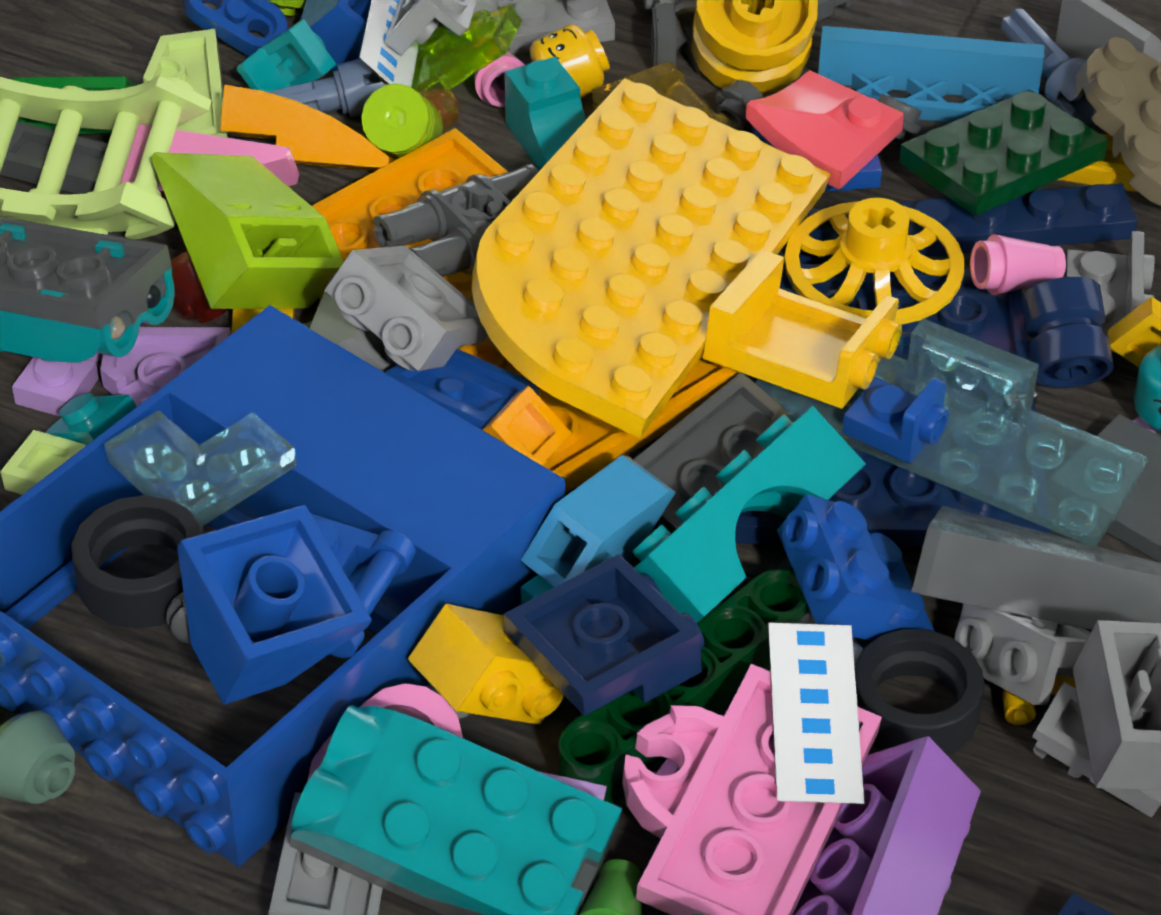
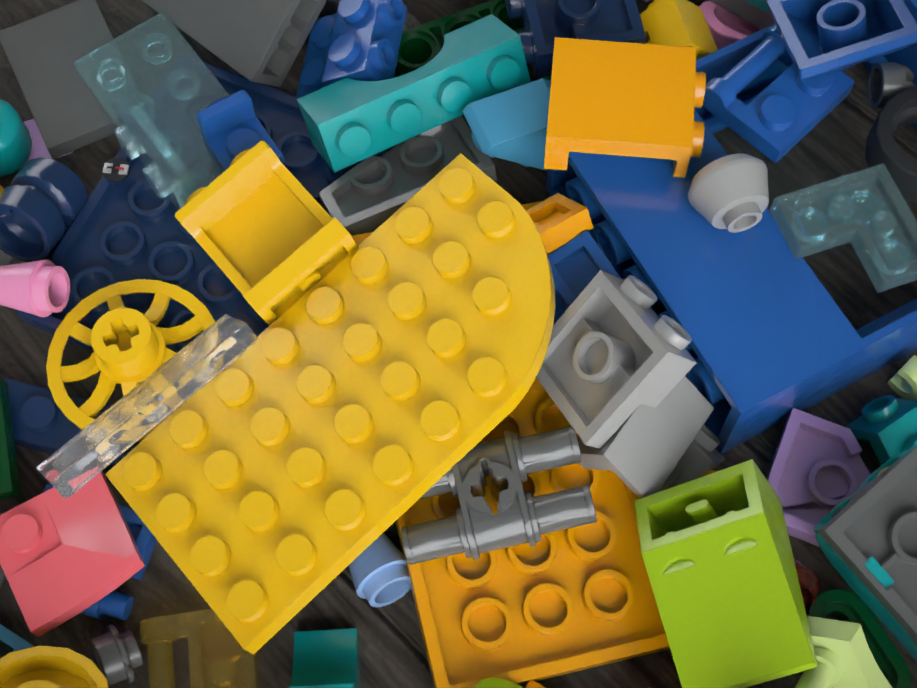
camera: 155 degrees left, 20 degrees up
(342, 435) = (731, 192): none -> light grey cone
(490, 473) = (624, 102): none -> light orange panel
(823, 200) = (146, 405): none -> clear tile

